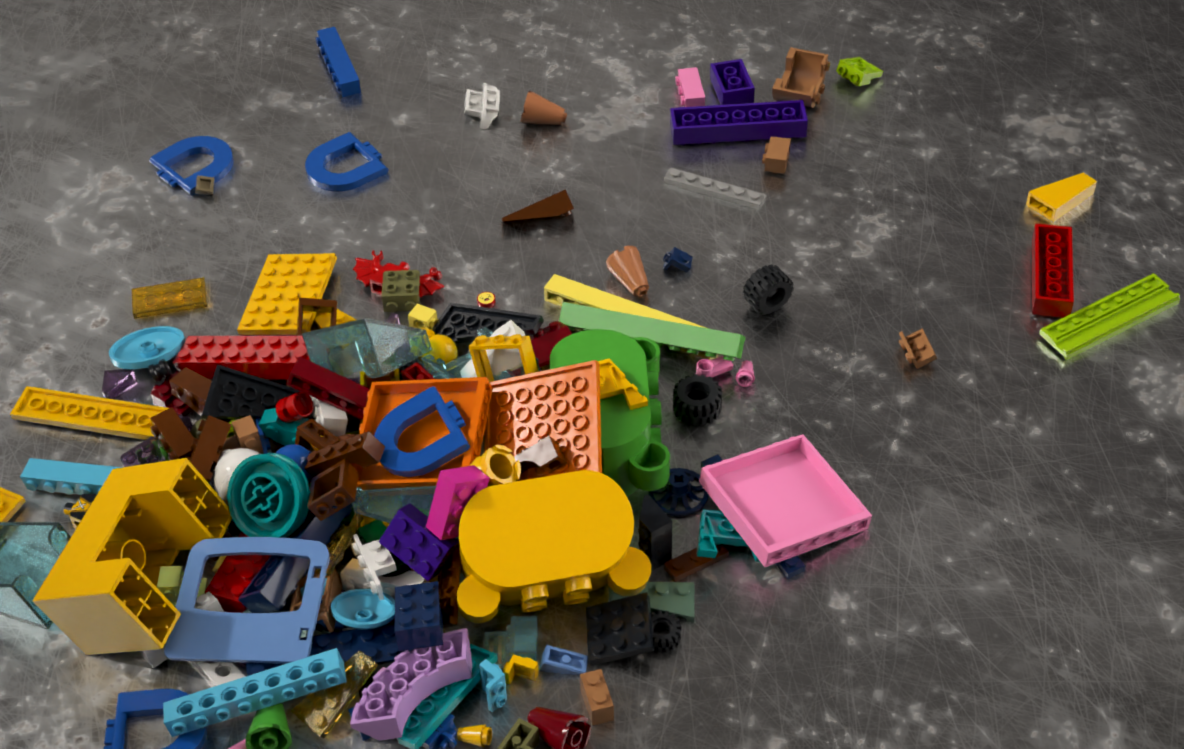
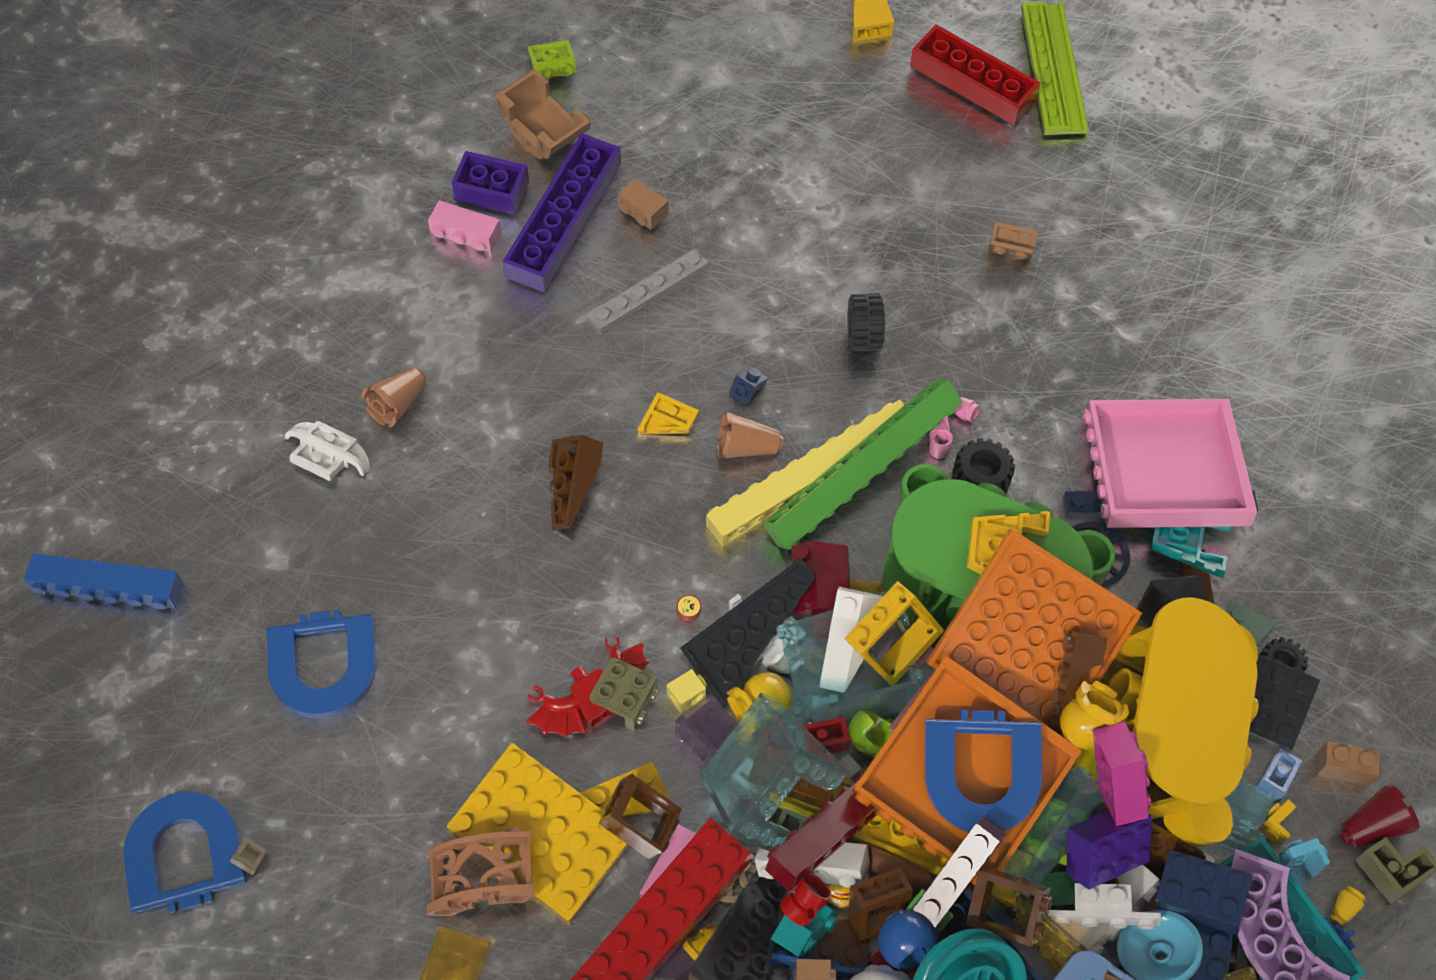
camera: 65 degrees left, 15 degrees up
(230, 270) = (444, 894): none -> nougat fence
(620, 233) = (668, 417): none -> yellow wing

